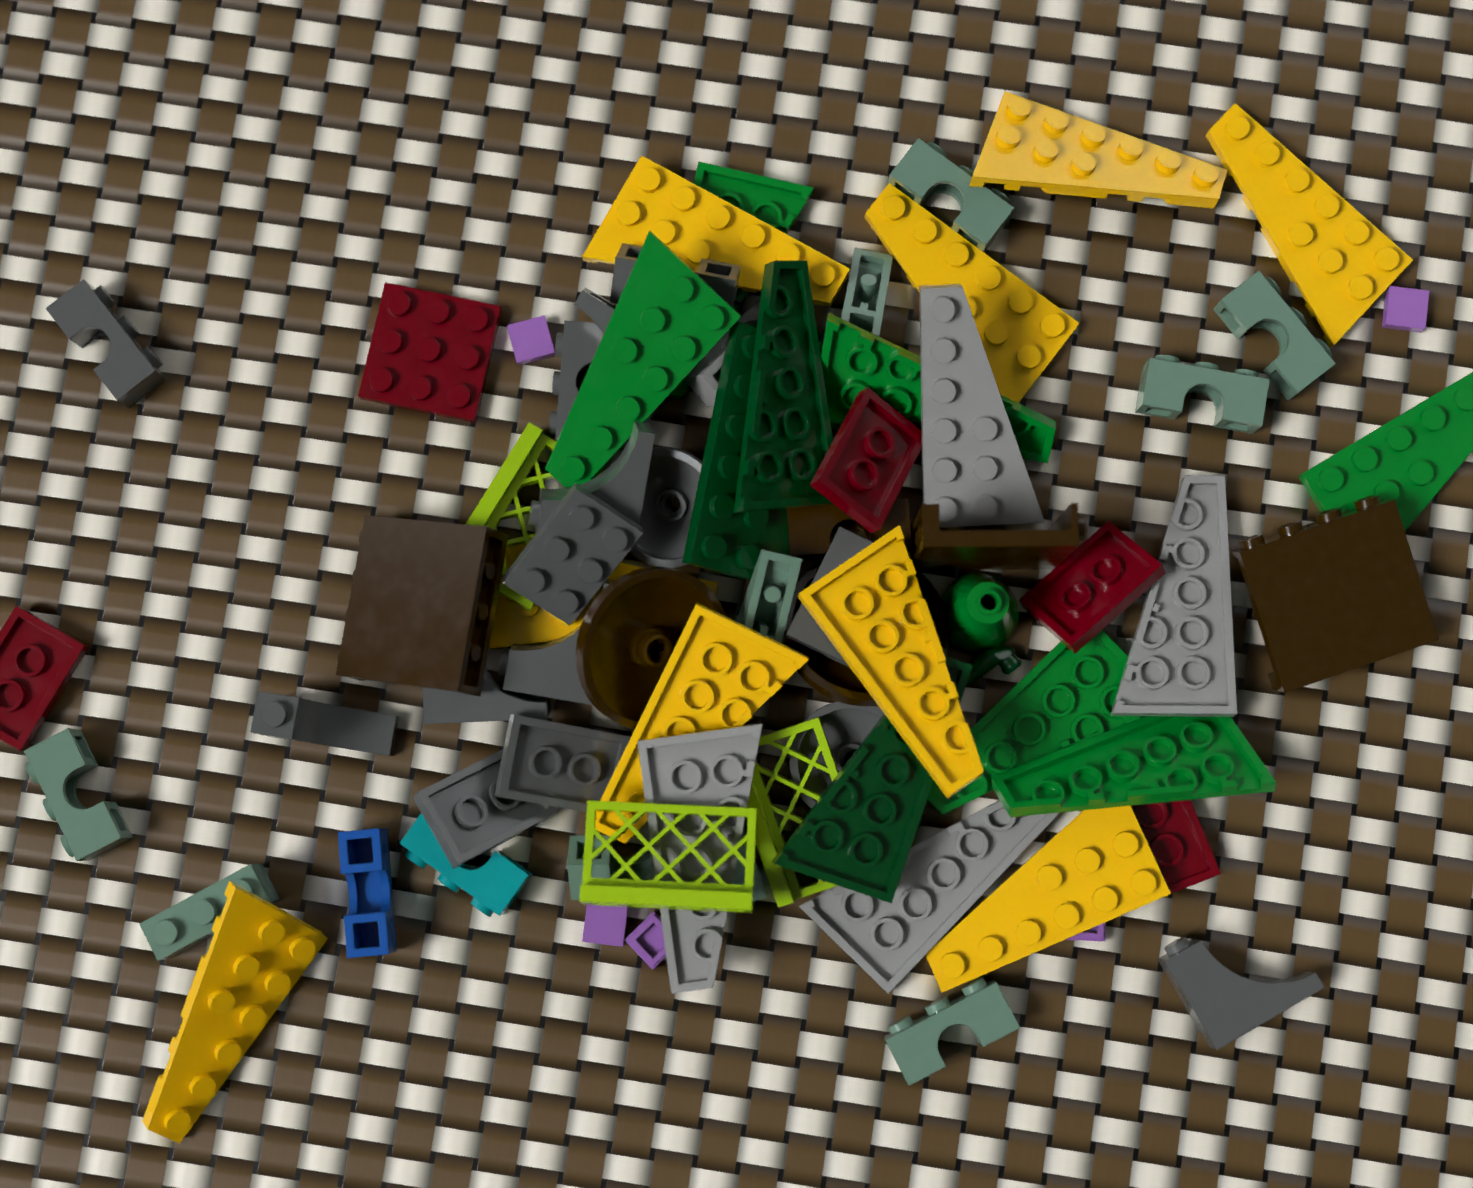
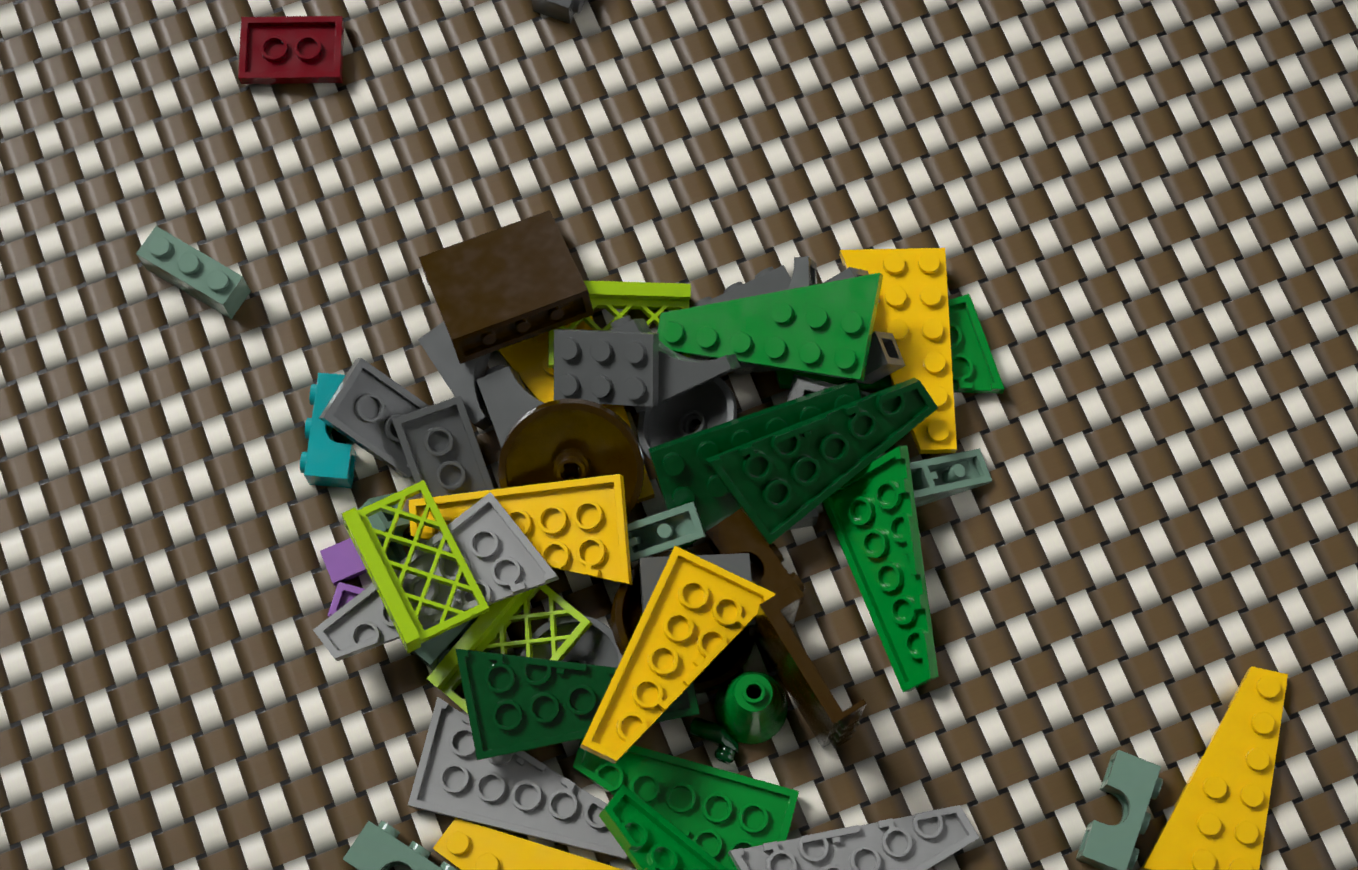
camera: 55 degrees right, 10 degrees down
(57, 768) = (240, 110): sand green arch -> none
(235, 992) = (146, 321): yellow wing -> none
(323, 724) = (376, 269): dark grey arch -> none
(371, 907) = (289, 362): blue arch -> none
(430, 352) = (702, 190): dark red plate -> none
(531, 340) = (756, 254): medium lavender tile -> none
(868, 460) = (814, 545): dark red plate -> none
(928, 172) = (1071, 466): sand green arch -> none
(966, 435) = (879, 612): light grey wing -> none
(1013, 320) = (994, 577): yellow wing -> none
(1081, 158) = (1162, 577): yellow wing -> none
(1092, 586) = (823, 780): dark red plate -> none
(1236, 396) = (1026, 750): sand green arch -> none

